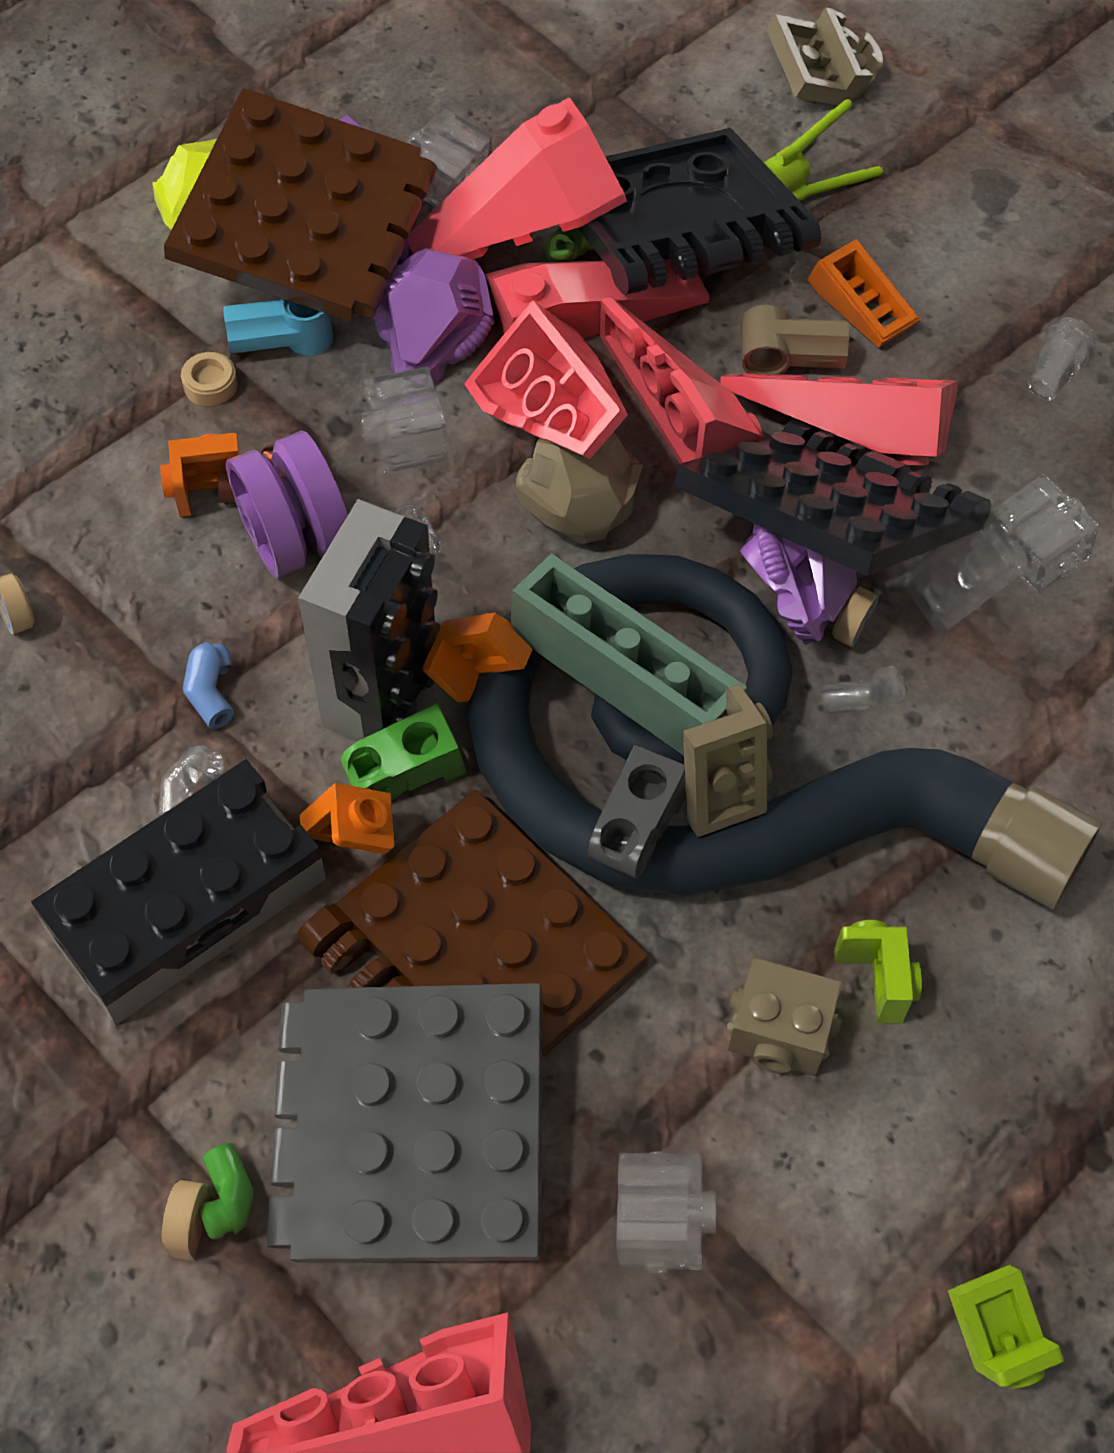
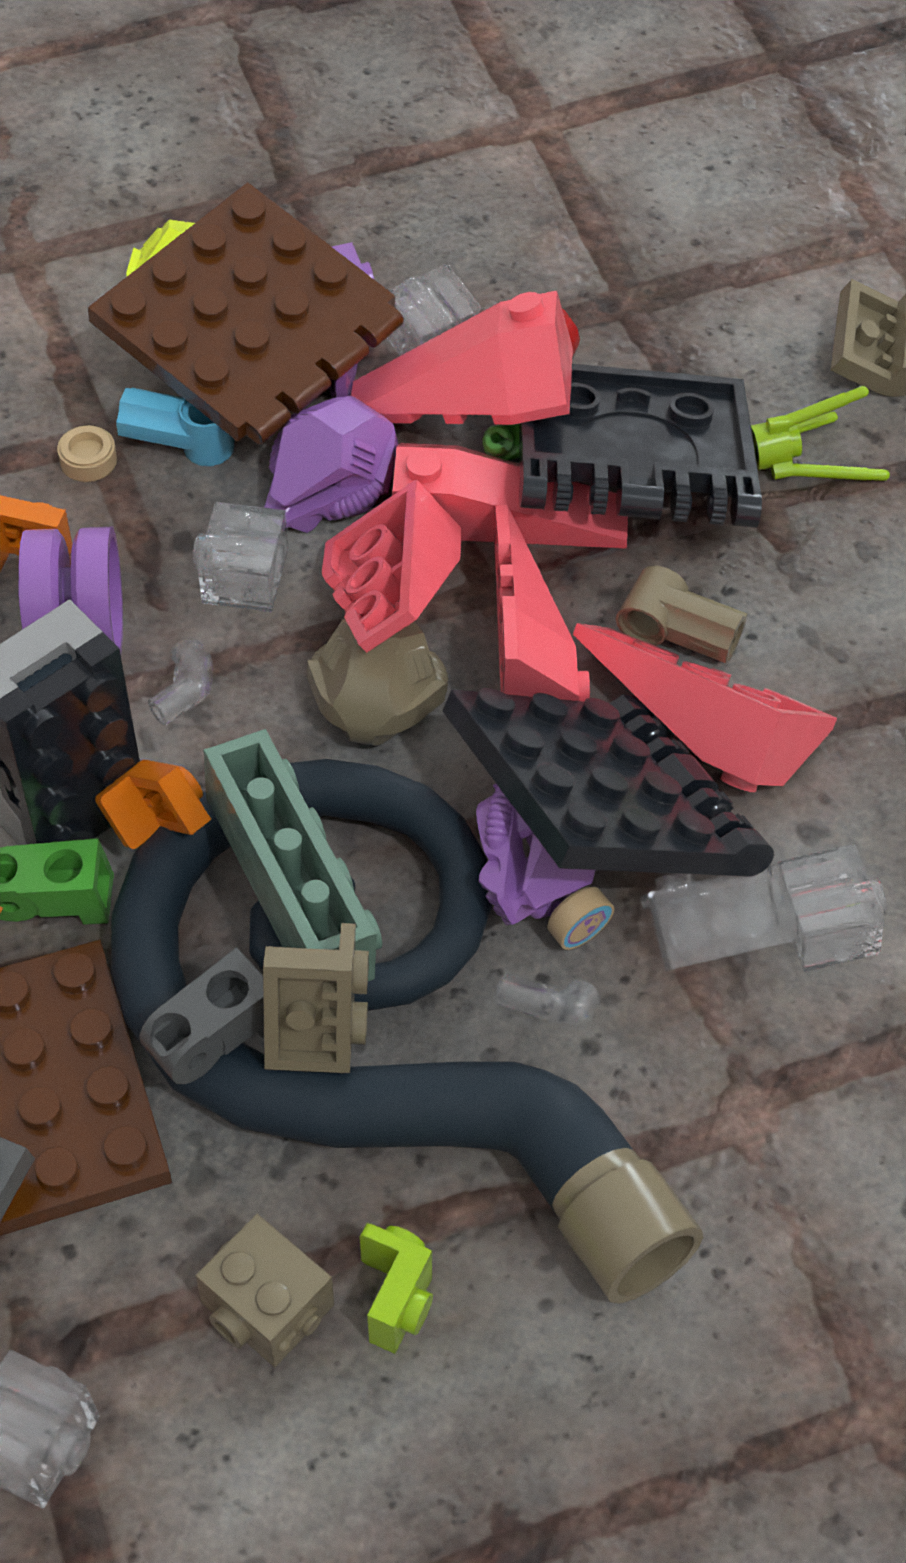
camera: 25 degrees right, 5 degrees down
(864, 273) = (795, 554): orange slope -> none

